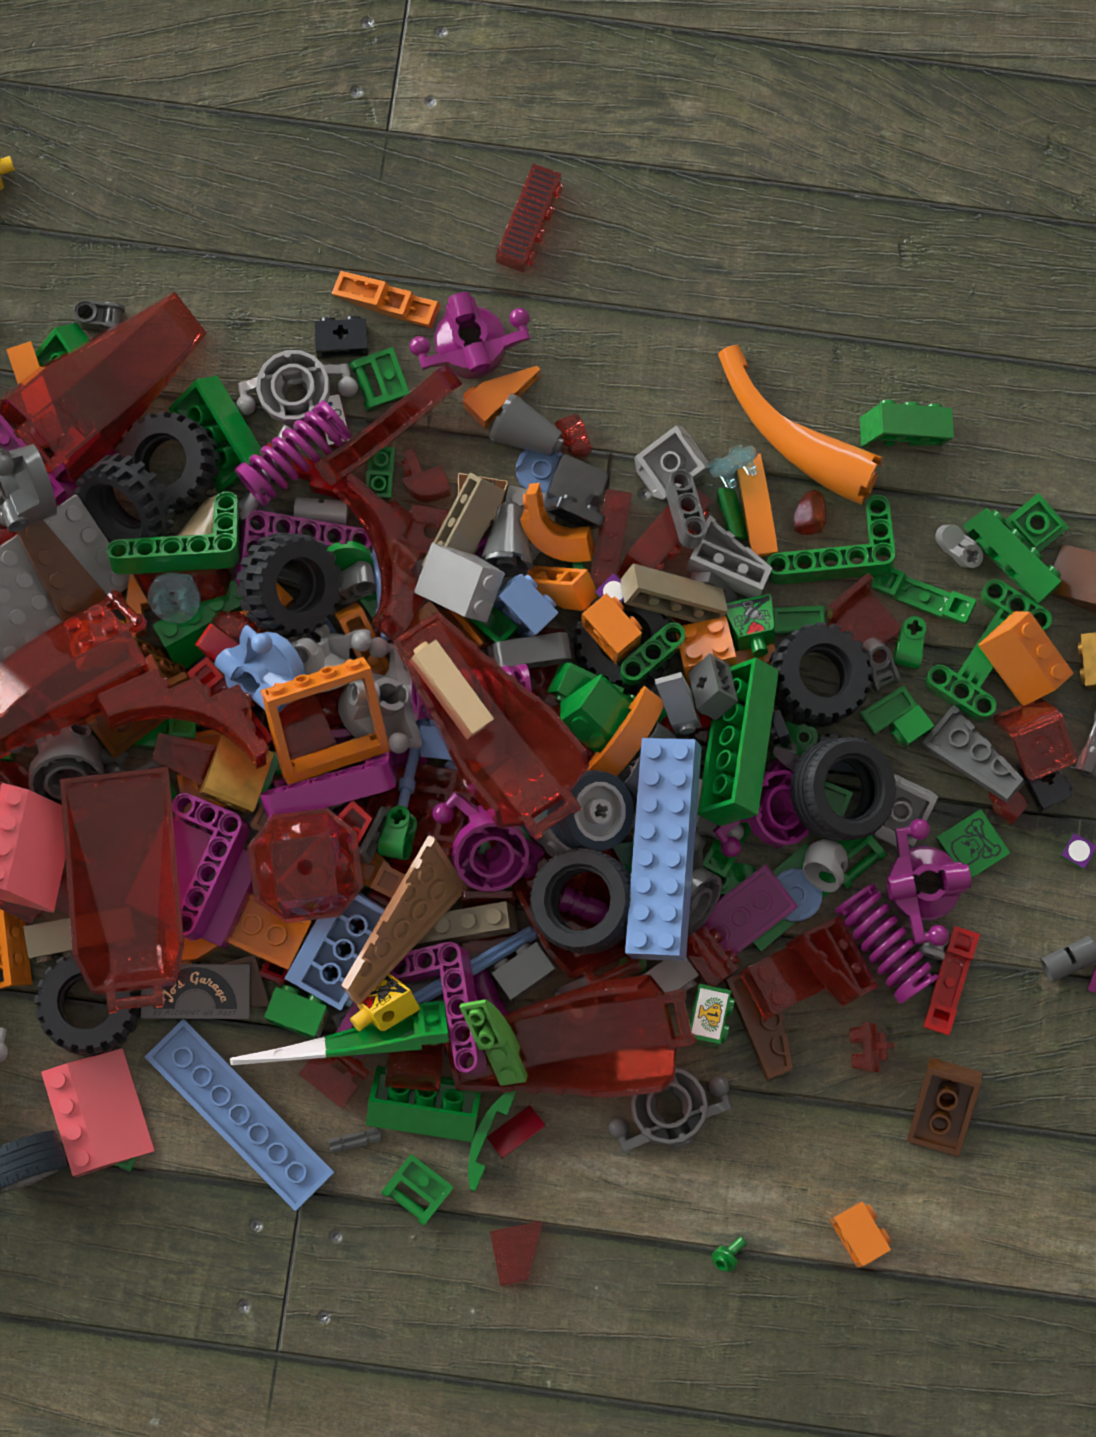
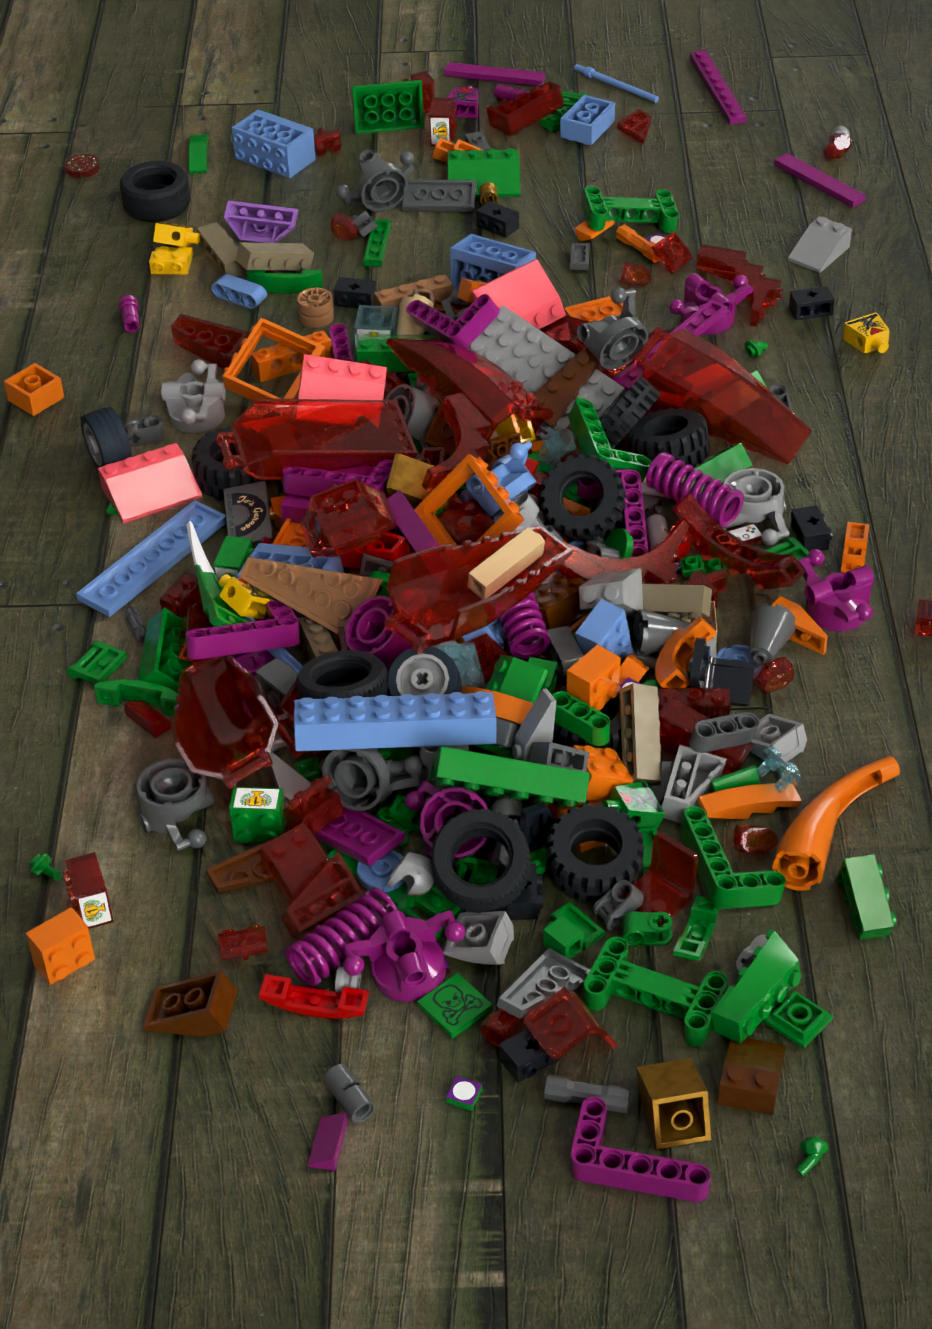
camera: 85 degrees right, 35 degrees down
(497, 1039) = (223, 647): bright green slope -> none
(515, 1251) = (45, 729): clear red wing -> none
(789, 1203) = (88, 890): none -> clear red brick
(1025, 658) = (652, 1010): orange slope -> none

